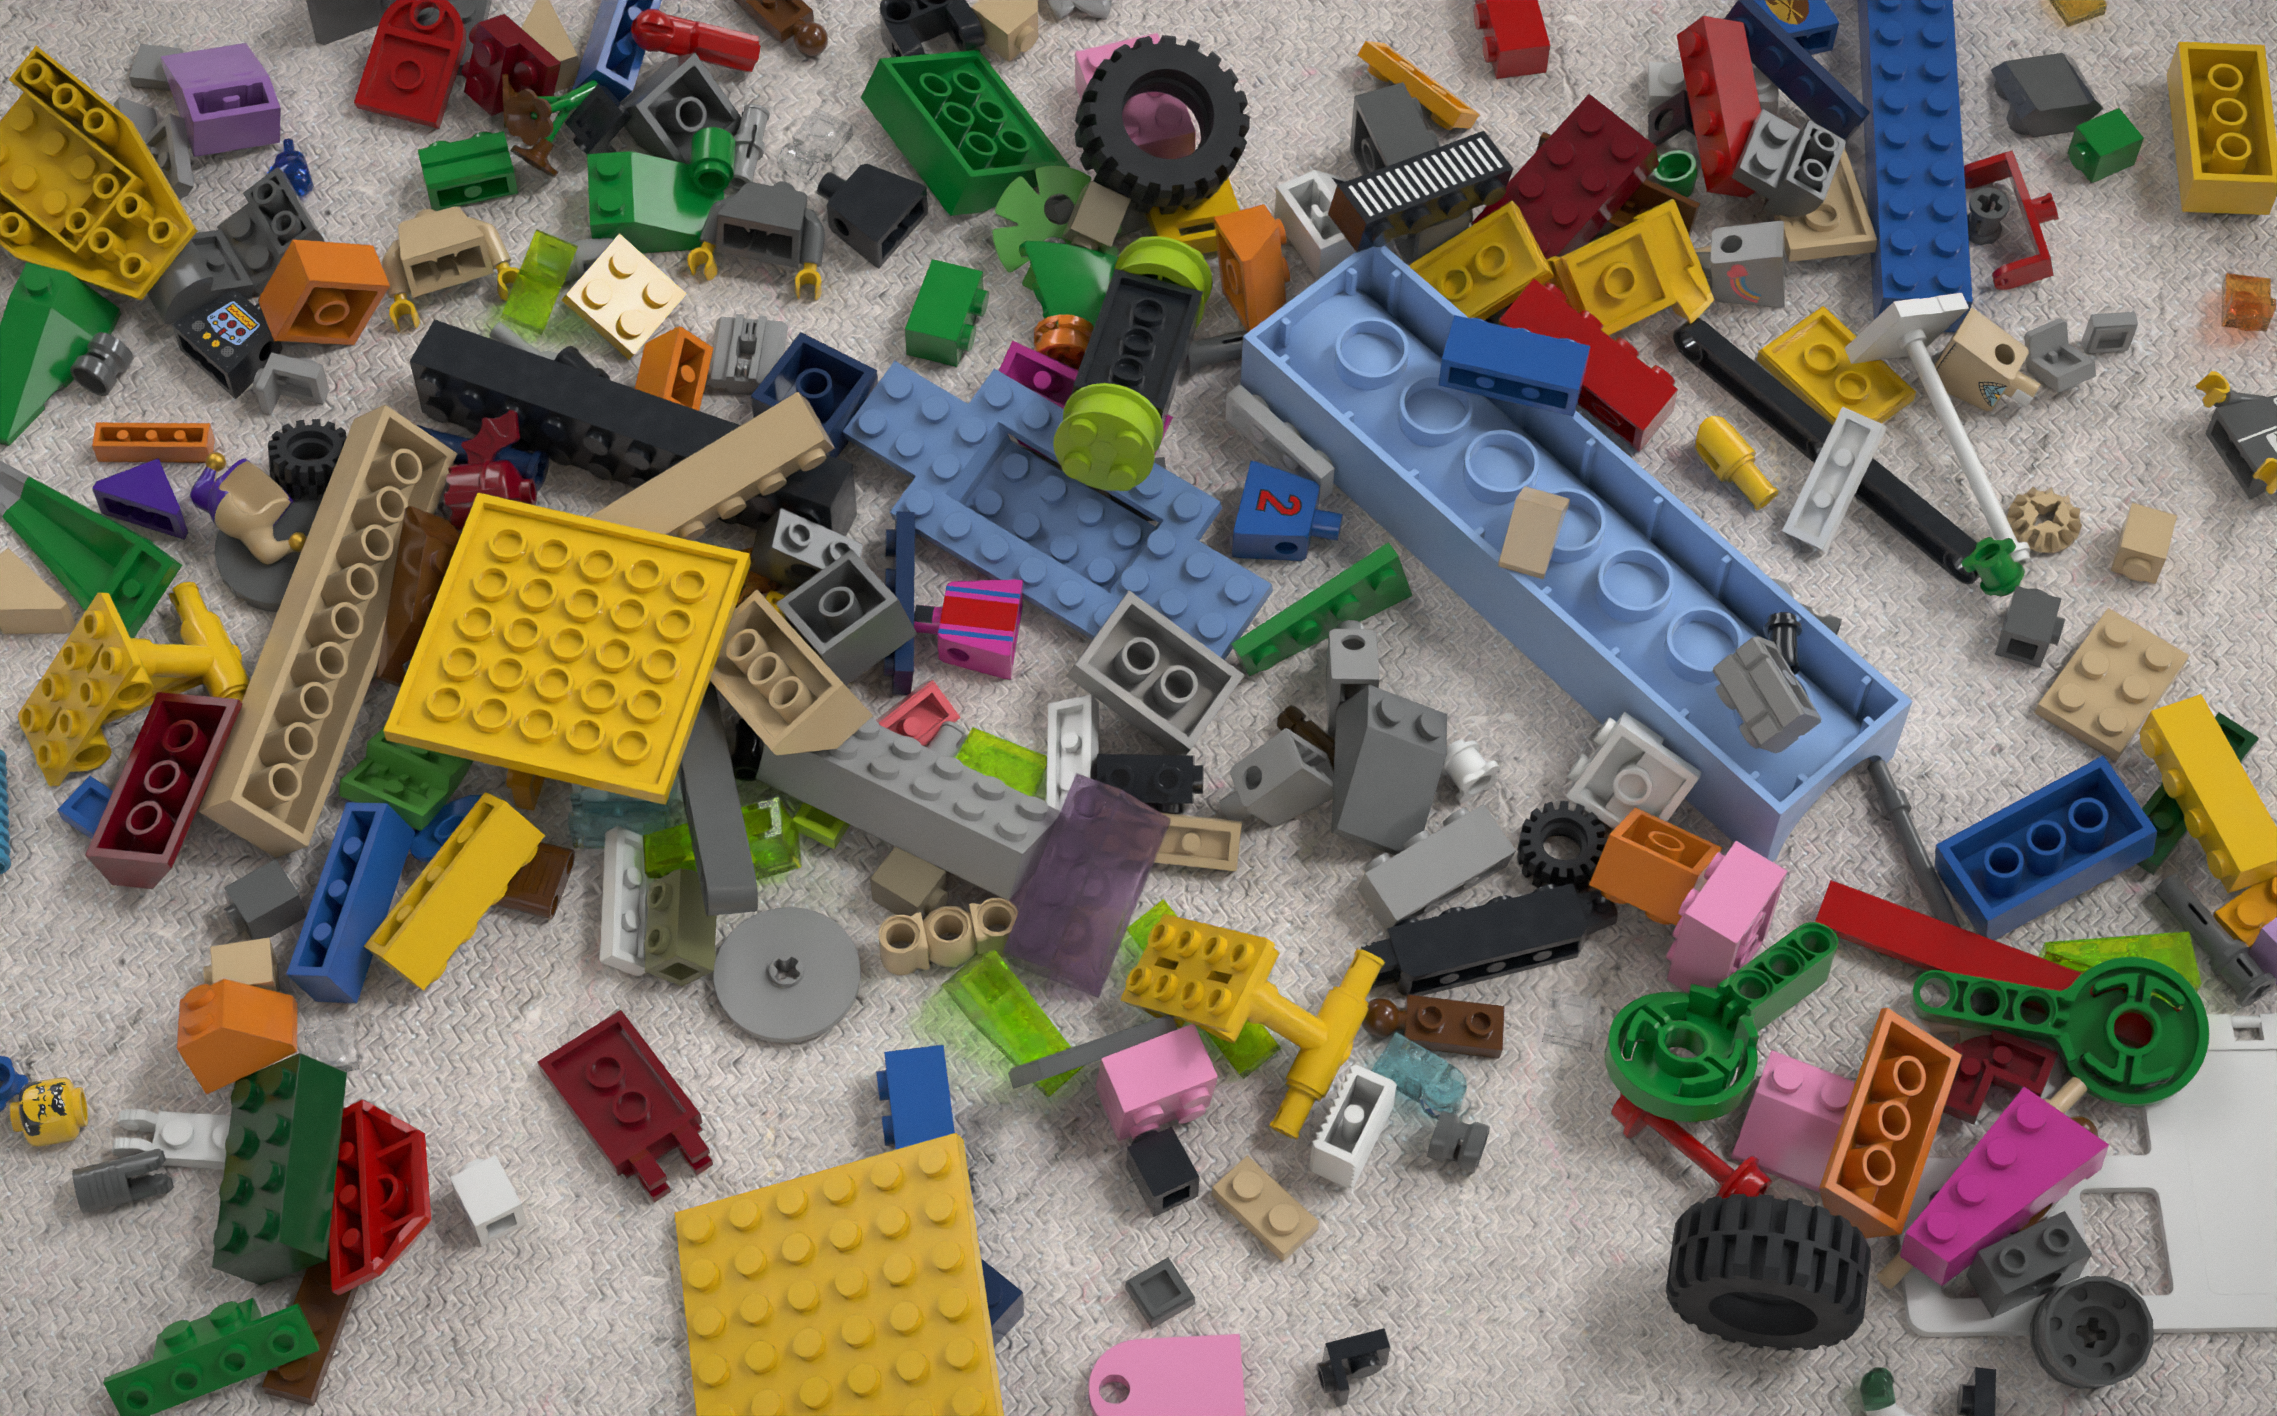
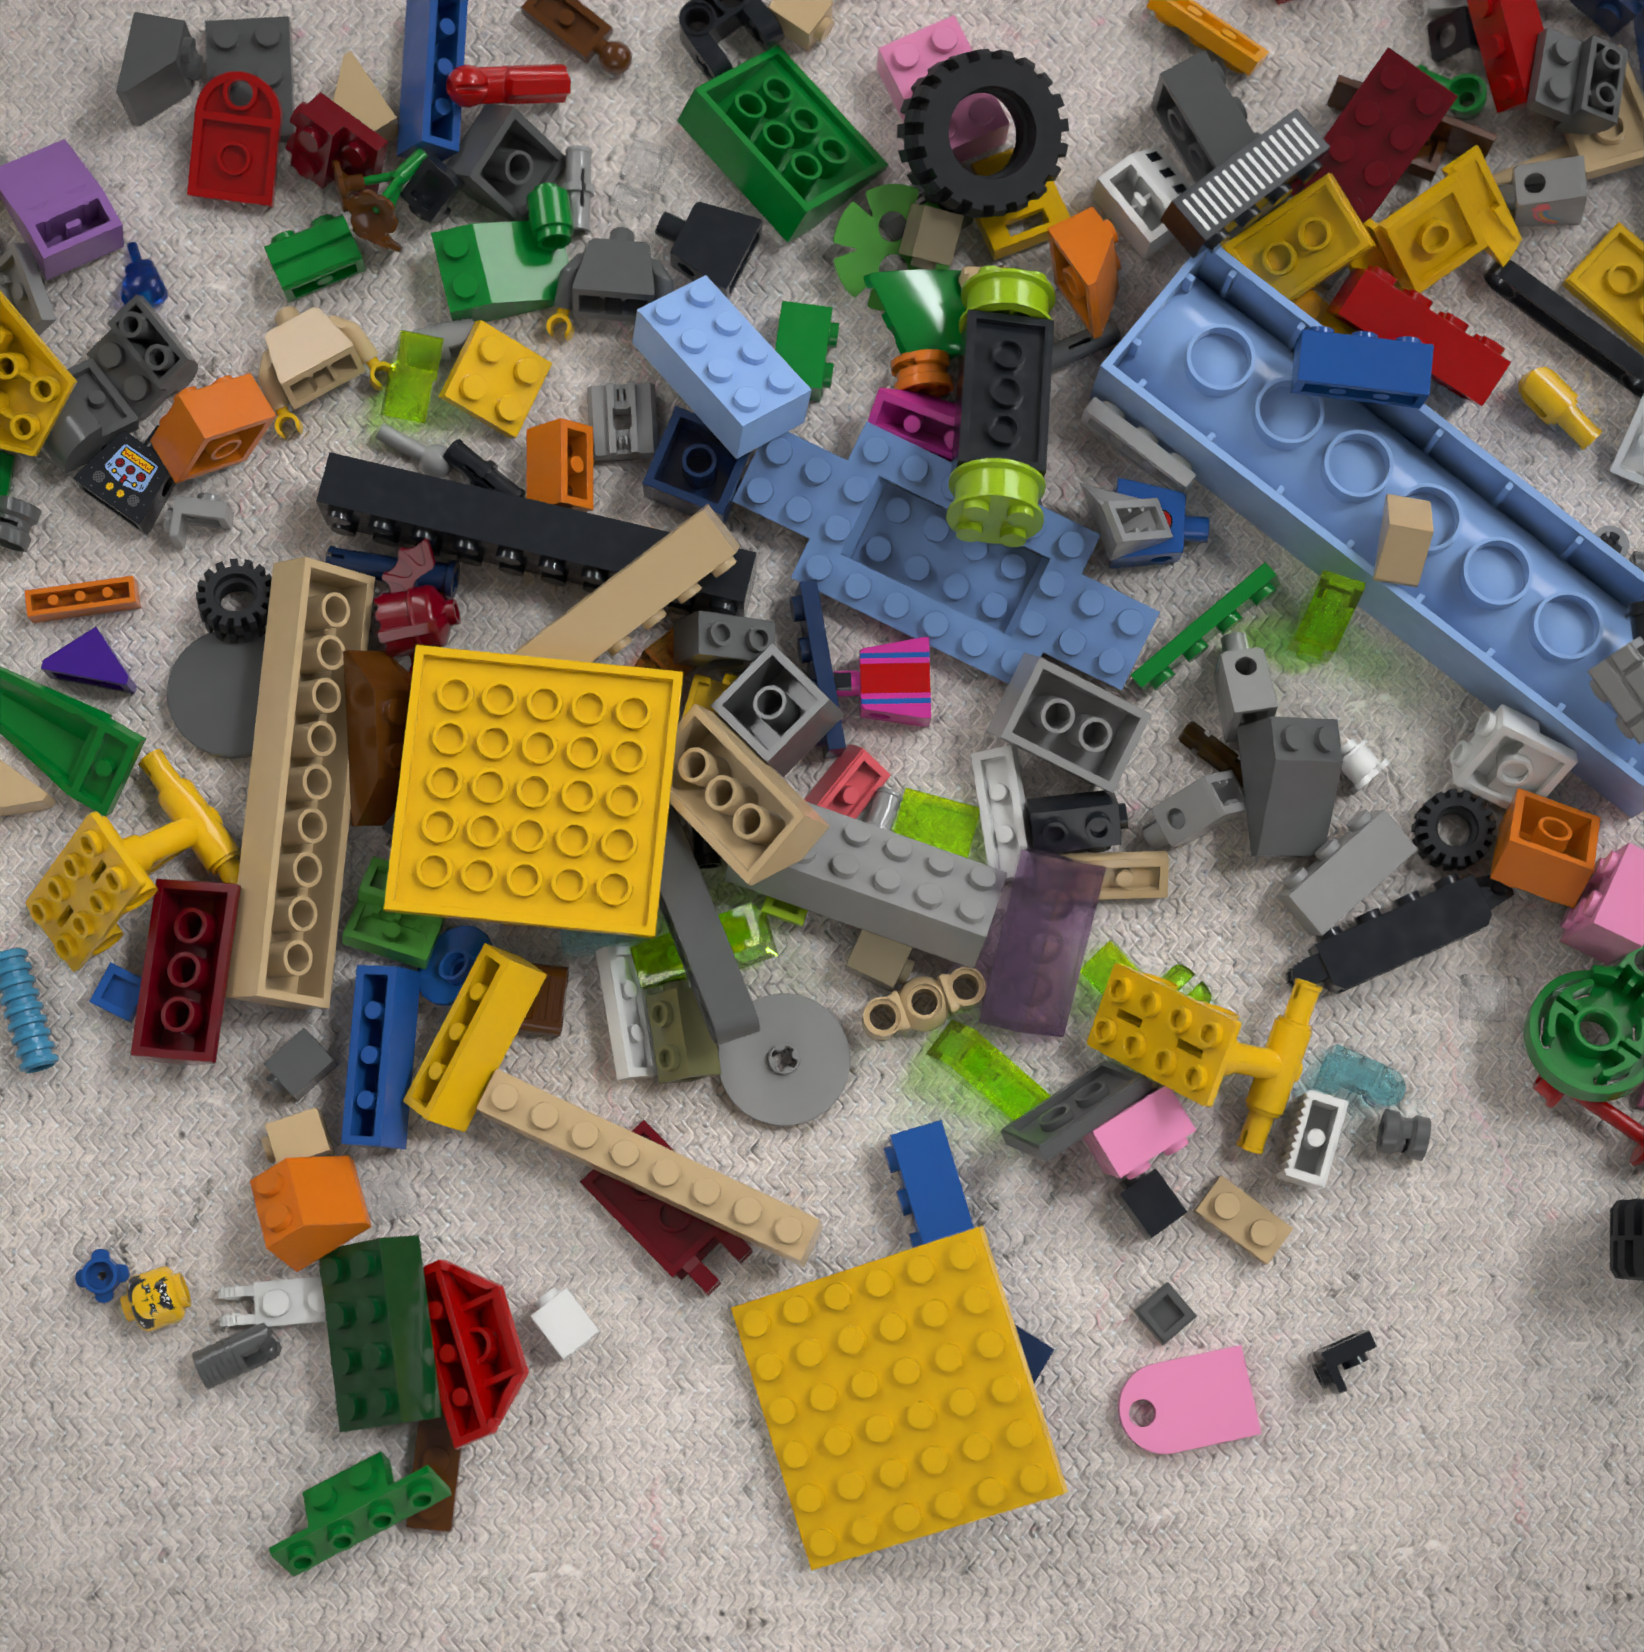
camera: 15 degrees left, 20 degrees up
(246, 506) = (190, 664): tan piece -> none
(616, 1047) = (650, 1168): none -> tan brick
(854, 300) = (721, 366): none -> light blue brick
(1252, 497) = (1126, 521): none -> light grey slope
(1440, 1024) = (1372, 1021): reddish brown plate -> none
(1448, 609) = (1324, 617): none -> clear neon green slope

